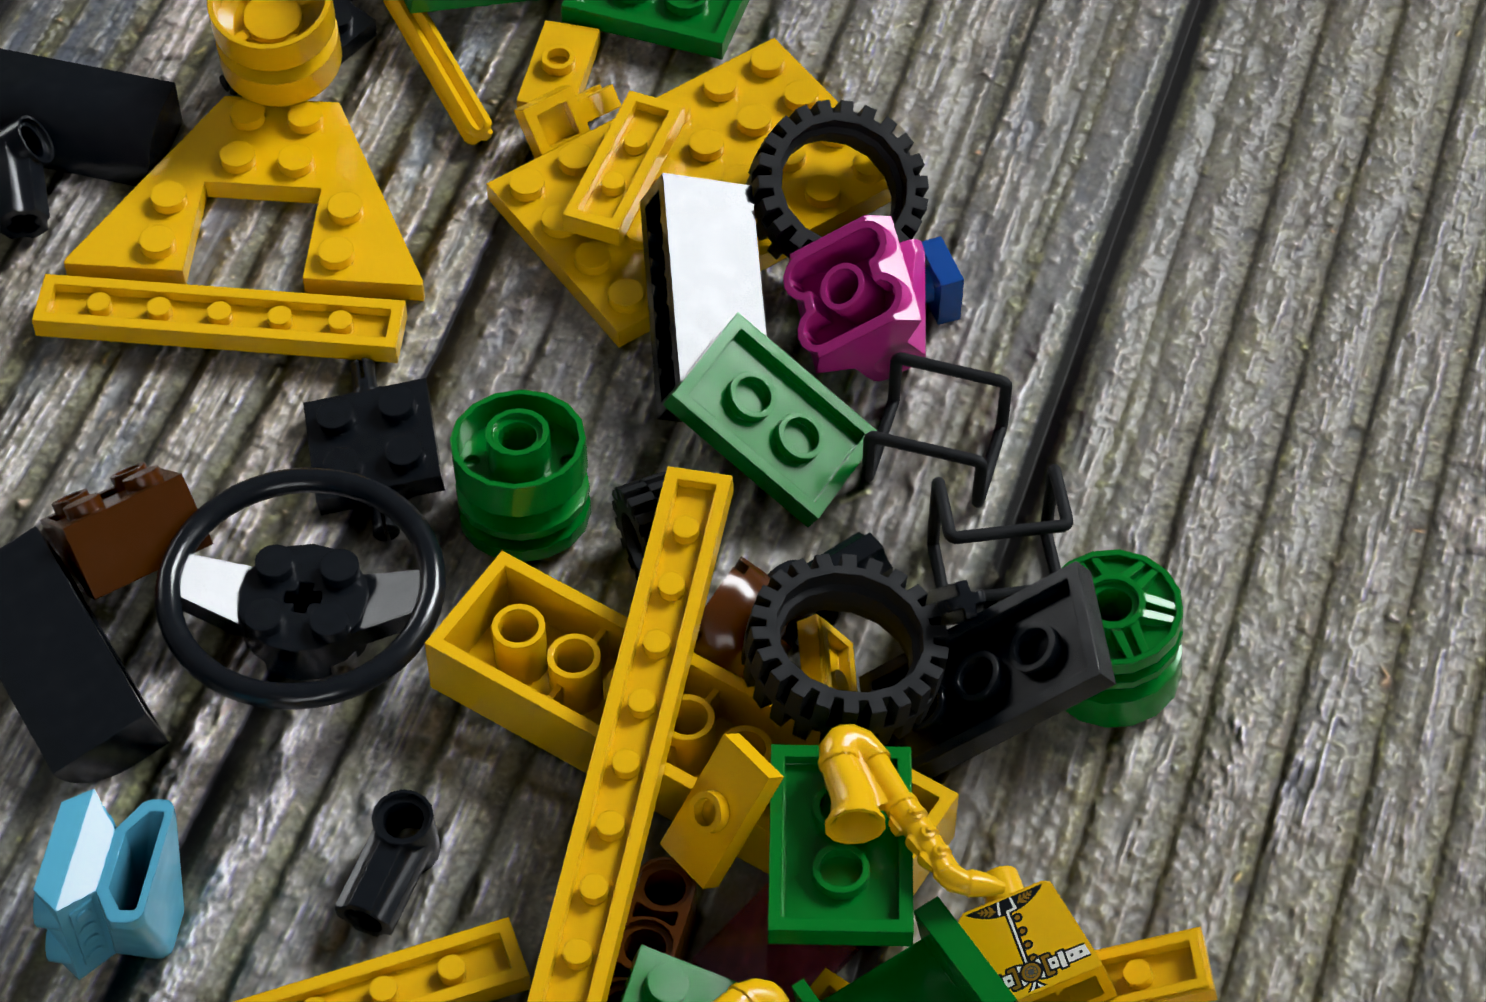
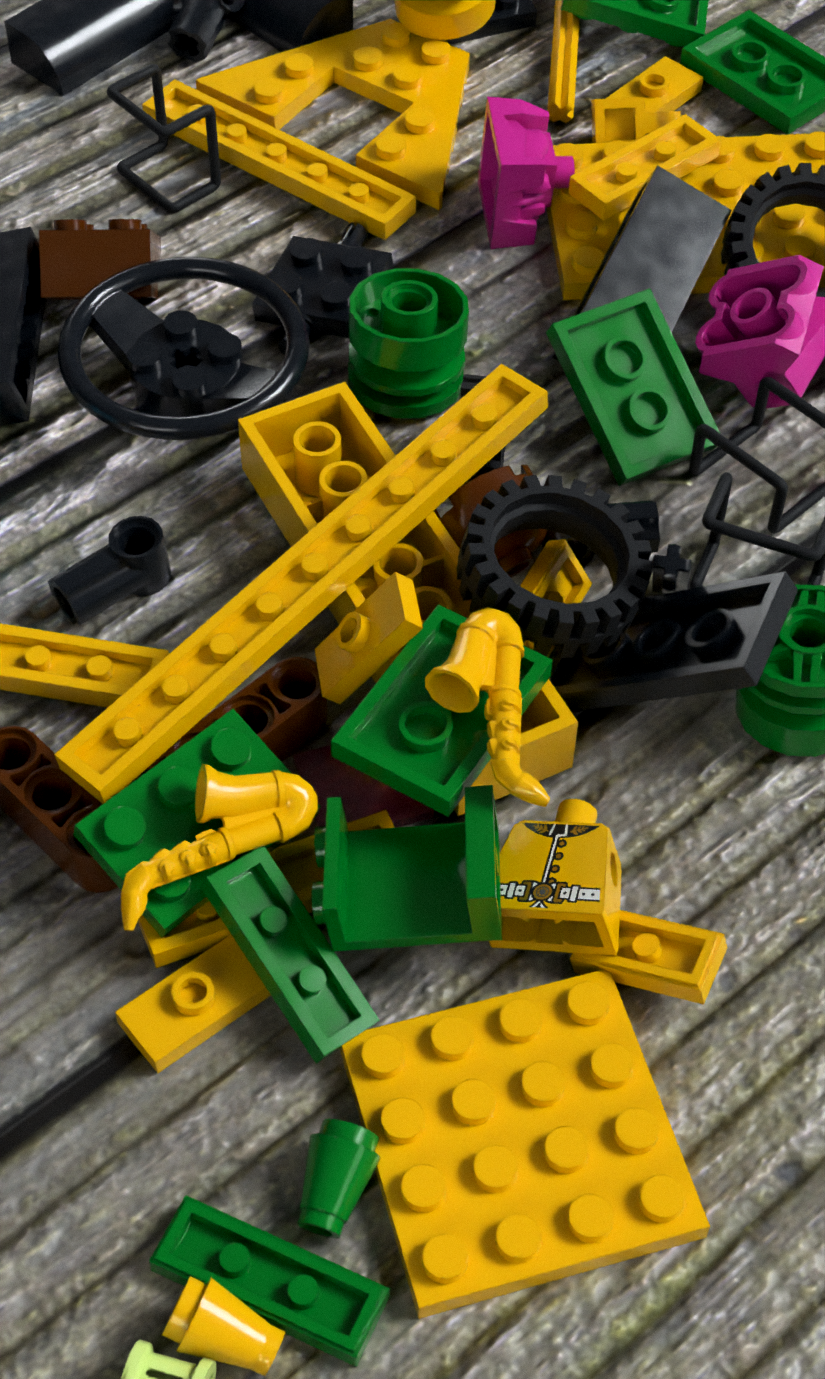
camera: 30 degrees right, 0 degrees up
(75, 346) = (163, 130): none -> black piece
(496, 230) = (517, 170): none -> dark pink brick

